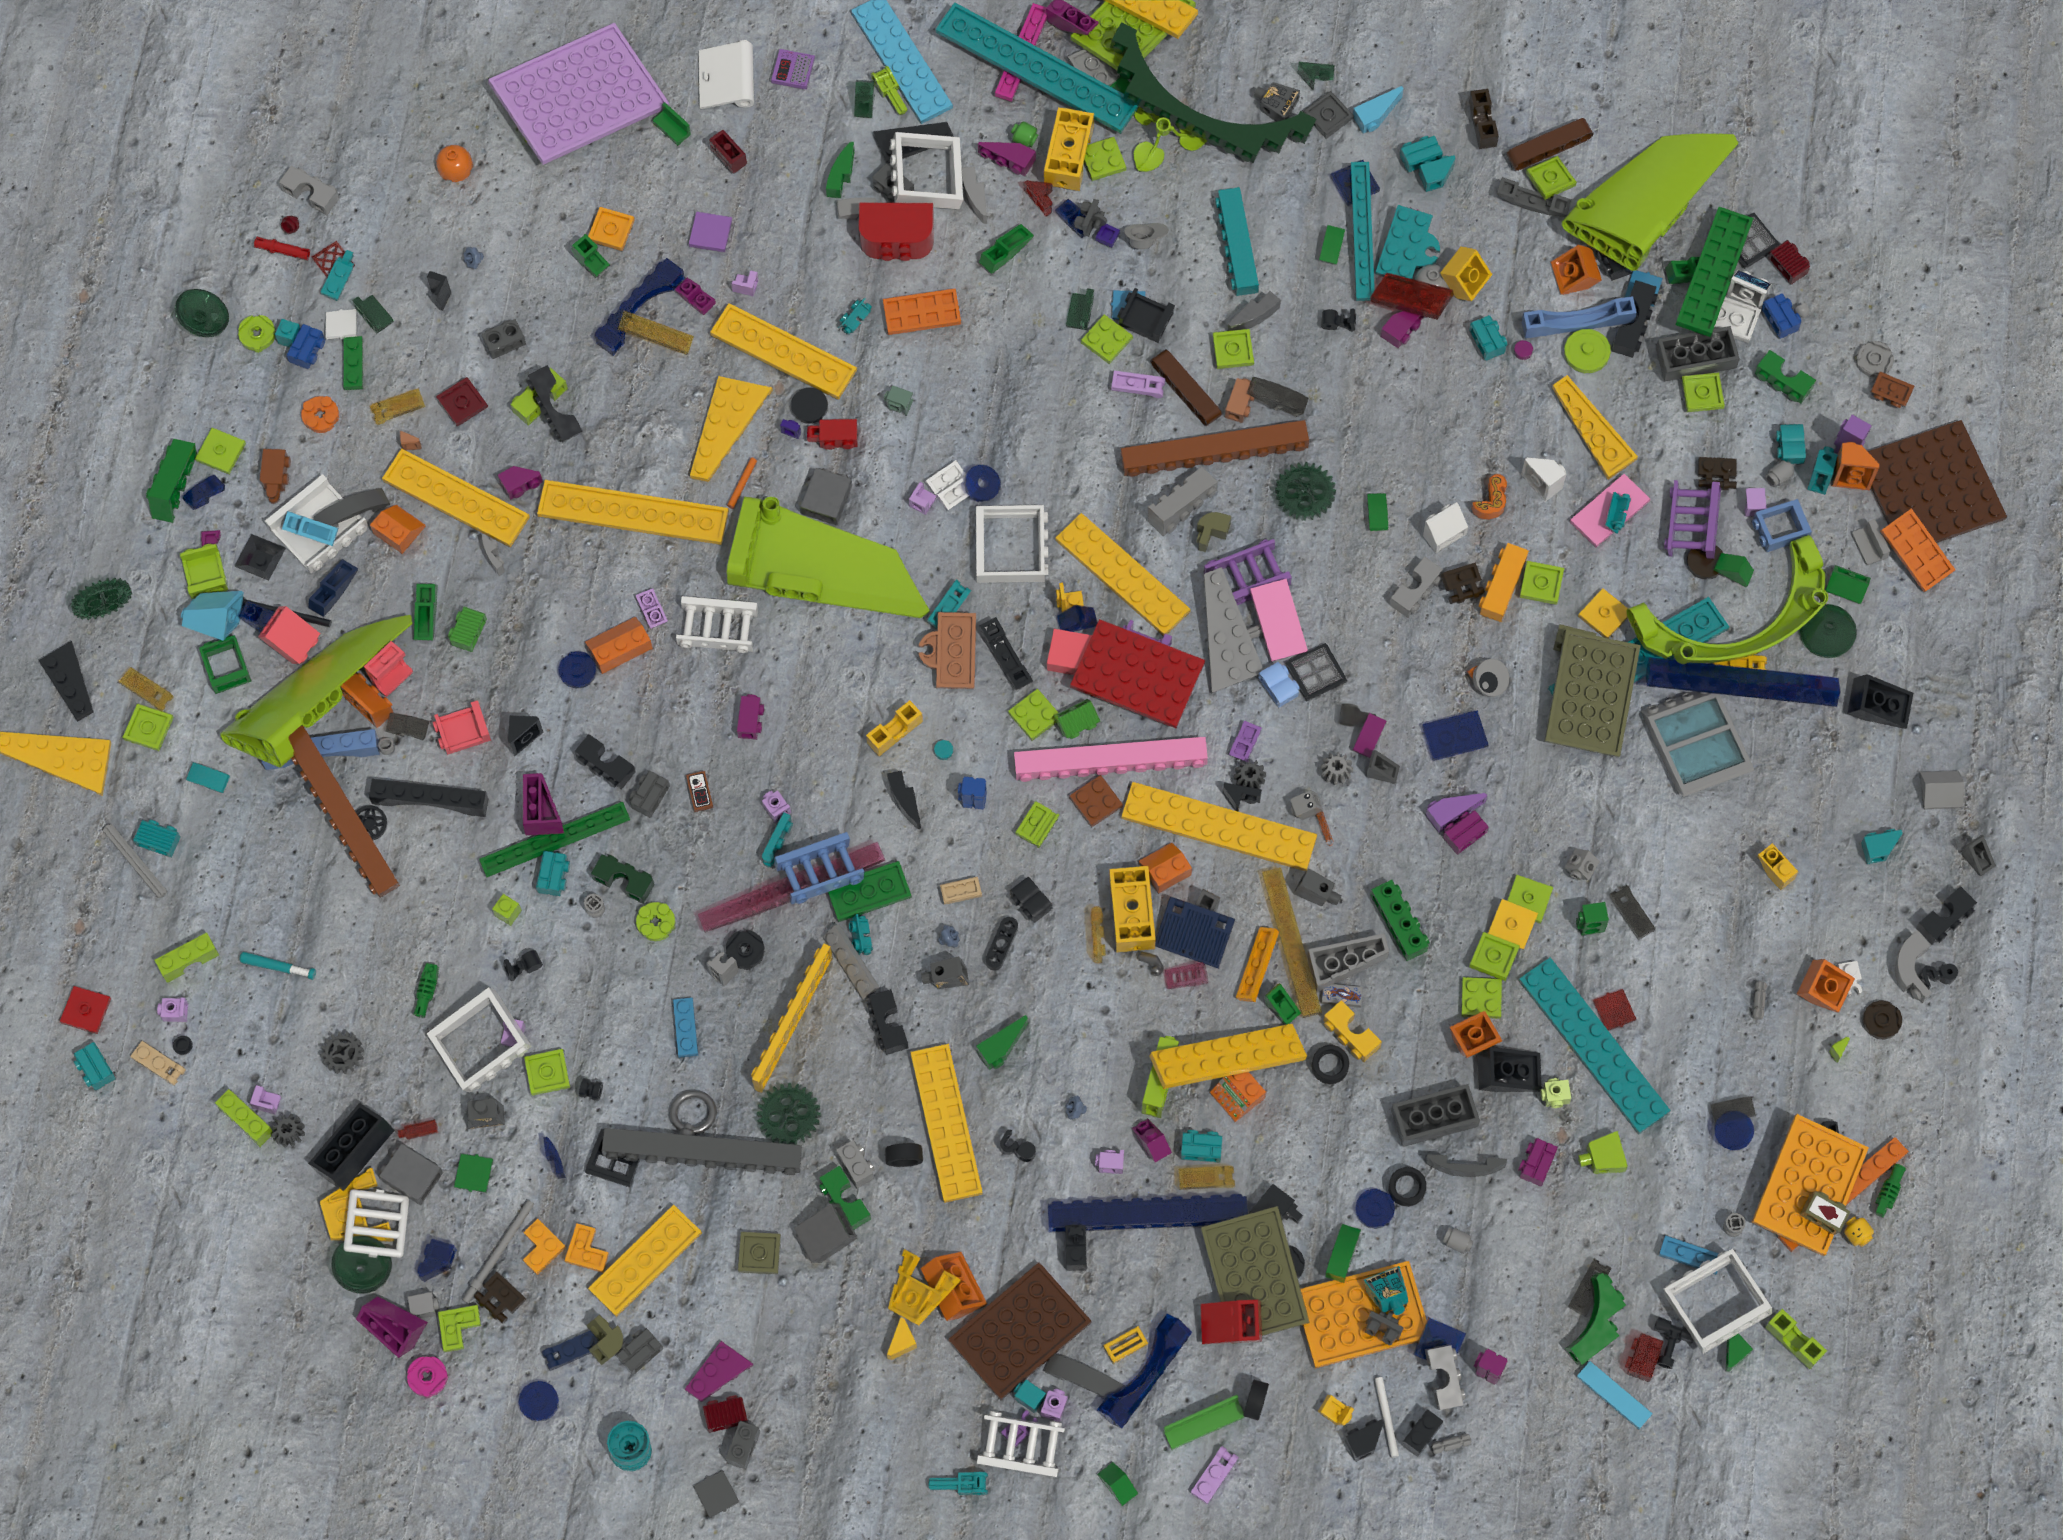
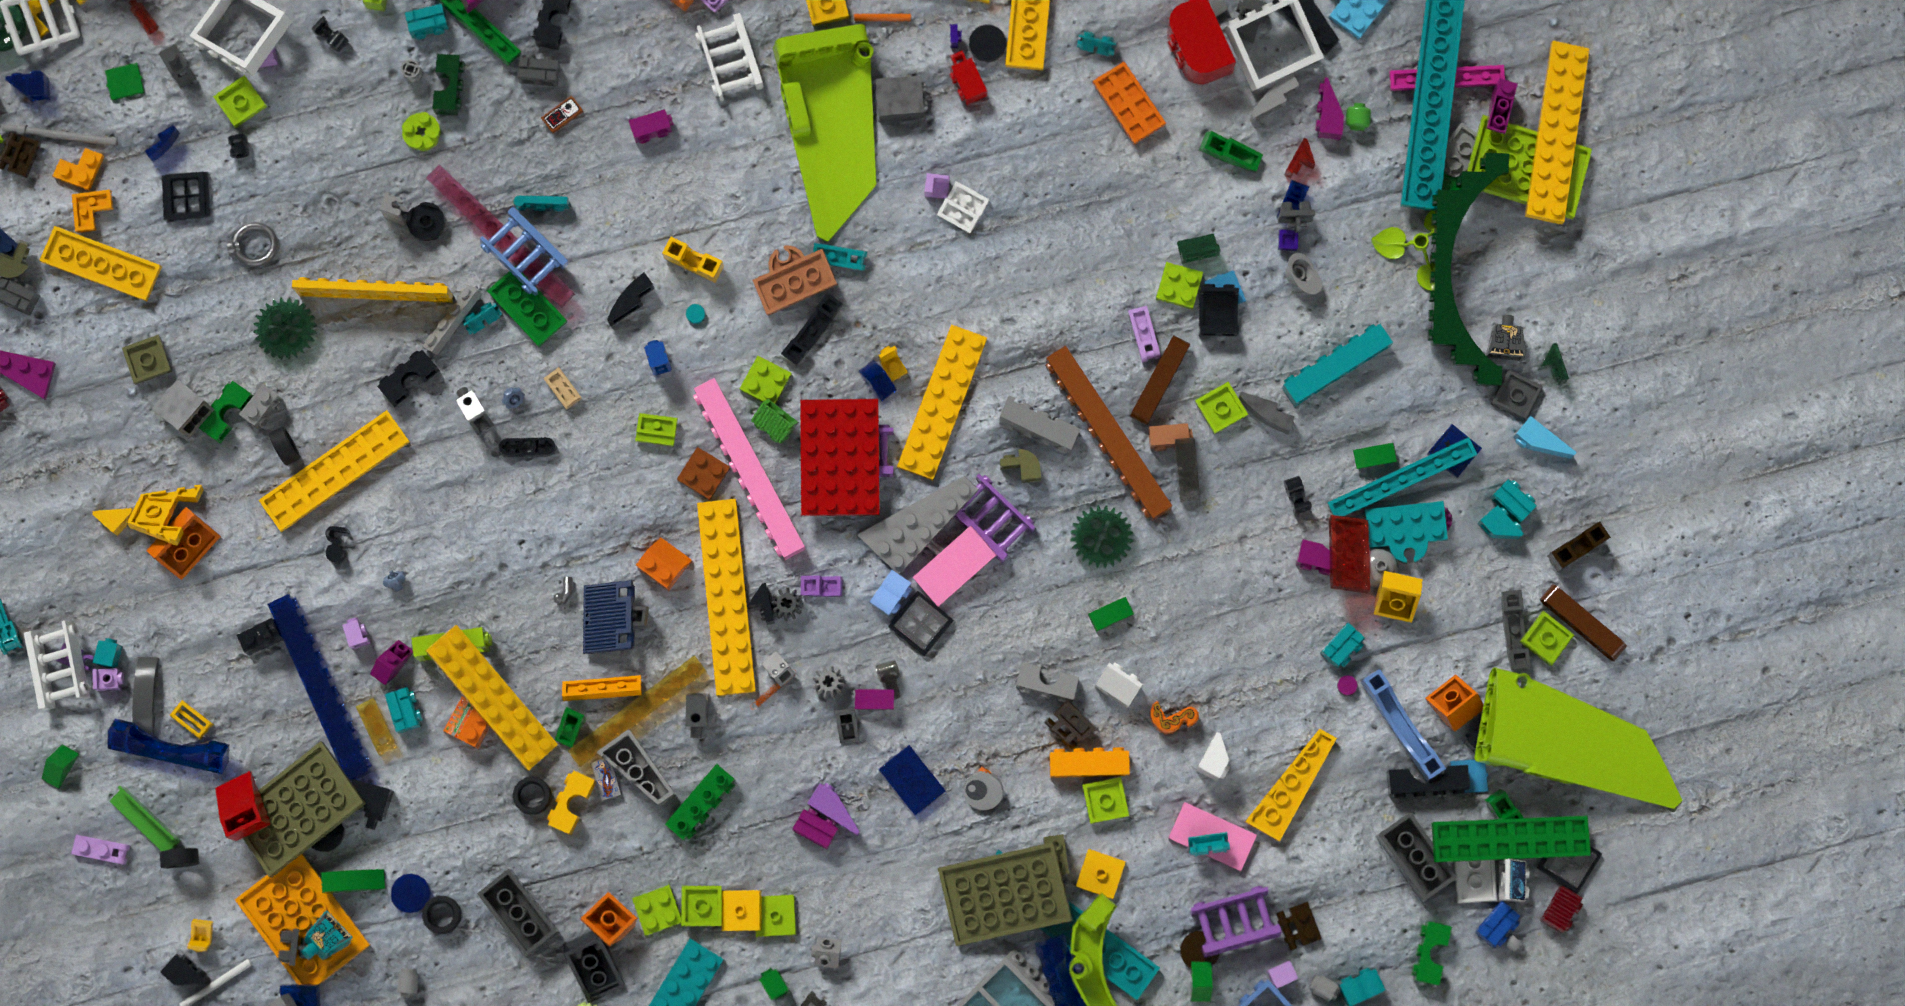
camera: 65 degrees right, 10 degrees up
(410, 1174) = (98, 28): flat silver brick -> none
(685, 1027) = (332, 202): dark azure plate -> none
(702, 1151) = (218, 267): dark grey brick -> none
(775, 811) = (575, 194): lavender brick -> none
(899, 399) = (1027, 121): sand green window -> none
(987, 474) = (965, 228): clear blue tile -> none
(998, 1047) = (425, 487): green slope -> none
(1018, 511) = (914, 258): white window -> none
(1019, 1331) = (165, 619): reddish brown plate -> none
(1030, 899) = (579, 454): black brick -> none
(1064, 163) = (1339, 167): yellow plate -> none
(1066, 651) = (839, 382): coral brick -> none
(1097, 934) = (572, 529): clear yellow hinge -> none
(1104, 159) = (1369, 201): lime plate -> none
(1132, 927) = (583, 554): yellow plate -> none
(1185, 969) = (571, 639): clear pink slope -> none
(1440, 1163) = (477, 936): dark grey slope -> none
(1587, 351) = (1374, 748): lime wheel -> none
(1703, 392) = (1379, 878): lime plate -> none

